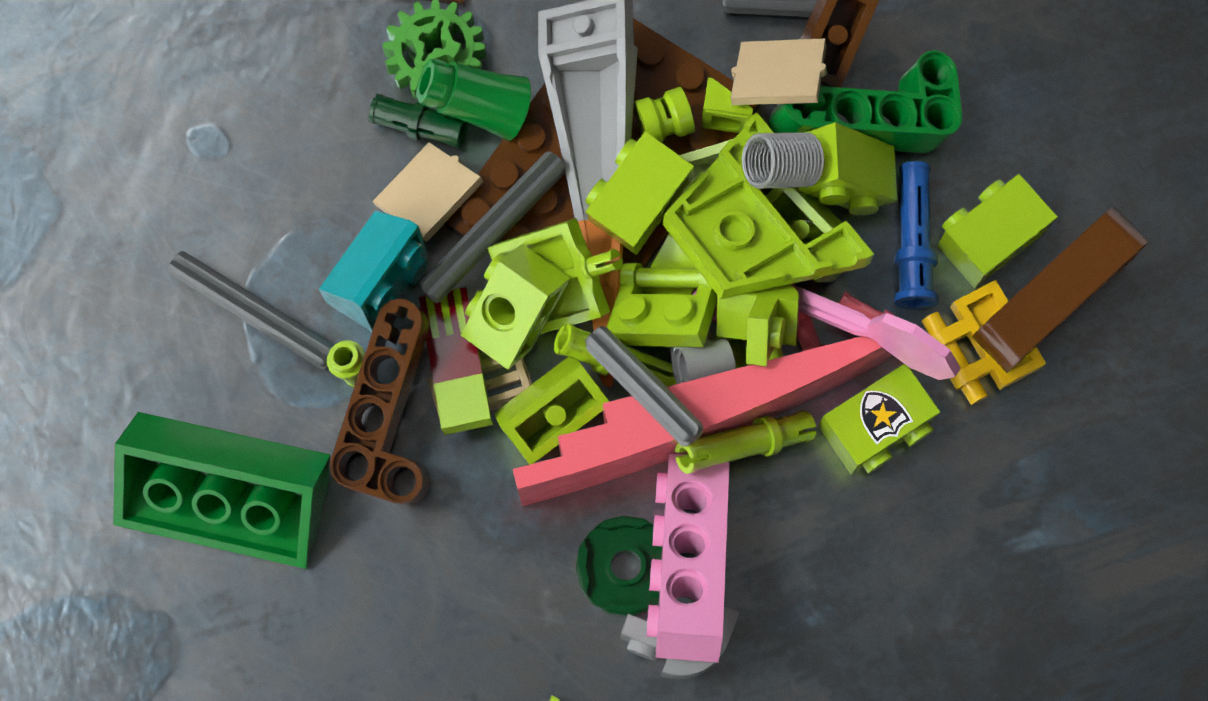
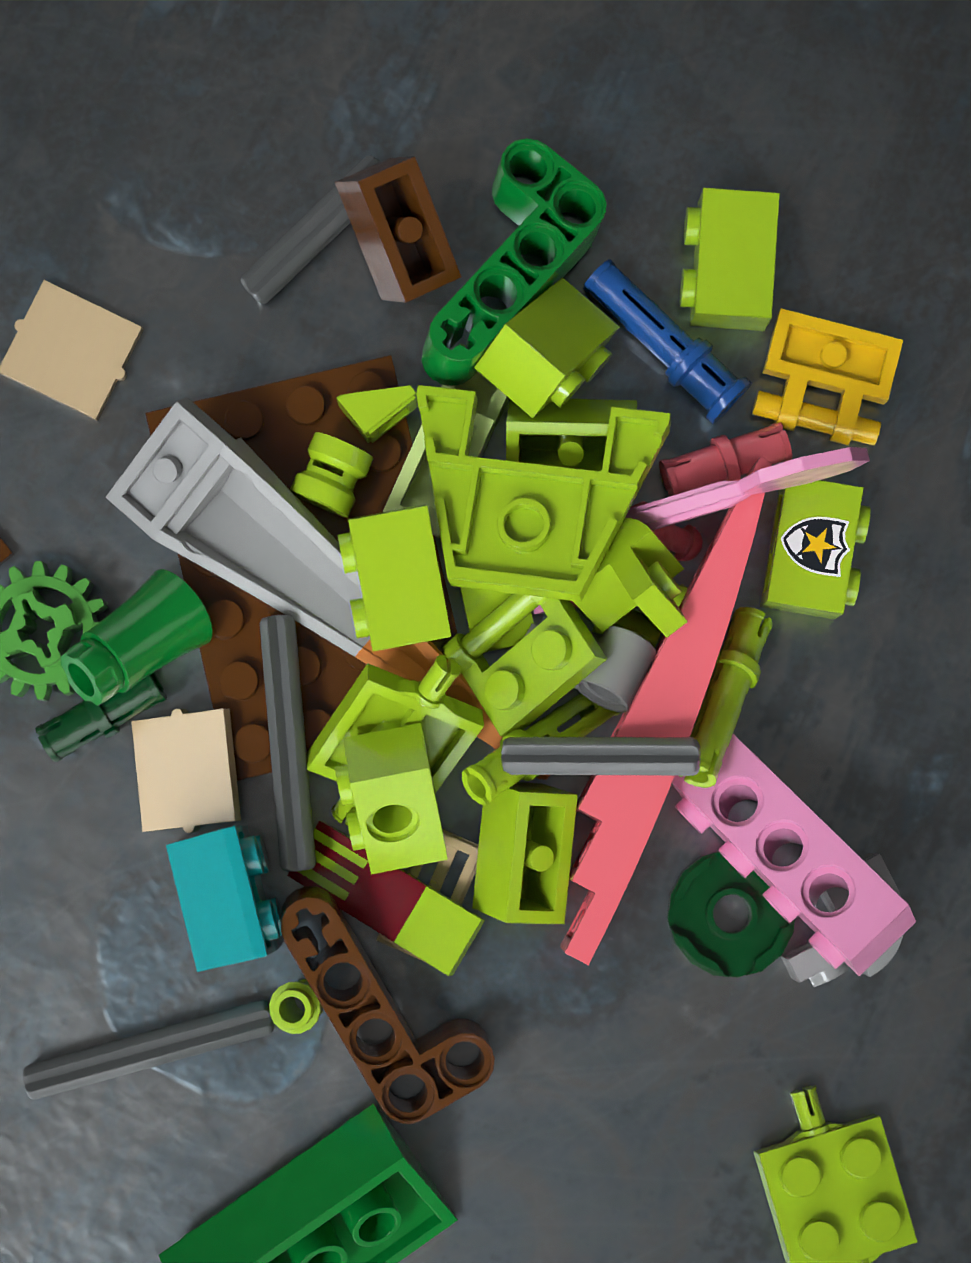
camera: 50 degrees left, 10 degrees up
(779, 72) = (398, 325): tan piece -> none
(782, 160) = (497, 411): light grey piece -> none
(1060, 289) = (854, 260): reddish brown beam -> none

